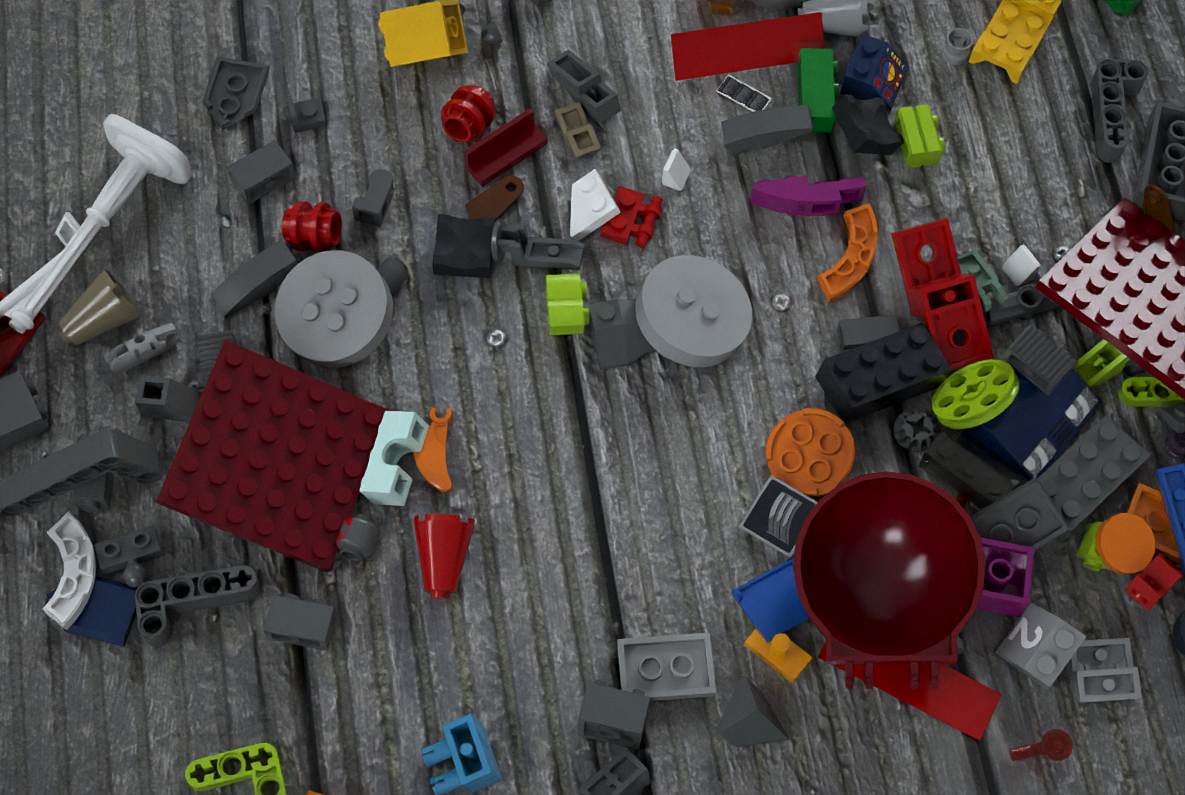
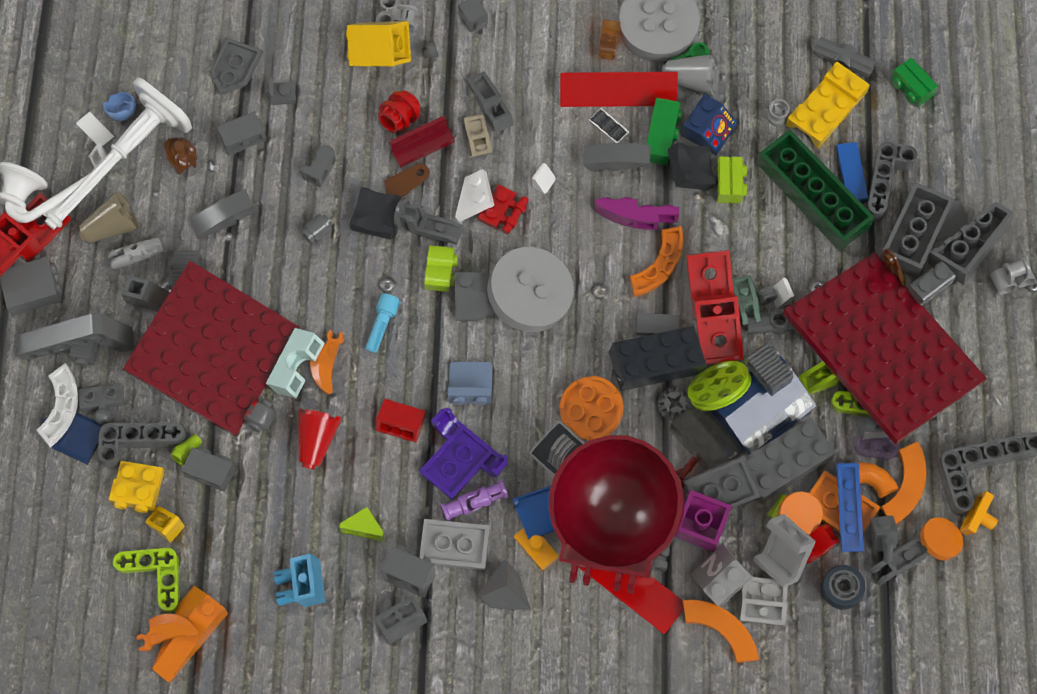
camera: 15 degrees right, 5 degrees up
(57, 197) = (94, 129): none -> white sticker
(88, 162) = (120, 106): none -> medium blue hair
(182, 211) = (180, 154): none -> reddish brown hat
(200, 665) = (136, 487): none -> yellow plate
(251, 709) = (165, 523): none -> yellow slope
(258, 604) = (181, 451): none -> lime cone
(313, 226) = (269, 181): red piece -> none
(333, 309) = (273, 246): light grey brick -> none
(504, 368) = (386, 309): none -> medium azure piece
(534, 663) = (362, 525): none -> lime slope
(554, 512) = (400, 420): none -> red brick
(639, 447) = (470, 383): none -> sand blue bracket
(647, 546) = (459, 456): none -> dark purple piece
(682, 600) = (477, 499): none -> medium lavender piece
(1004, 271) = (767, 295): none -> dark grey bush
(1031, 131) = (815, 190): none -> dark green brick
(1054, 745) = (715, 647): clear red plate -> none
(1060, 710) = (726, 624): none -> orange tile
(1068, 106) = (852, 170): none -> blue tile
(1121, 596) = (785, 551): none -> light grey panel

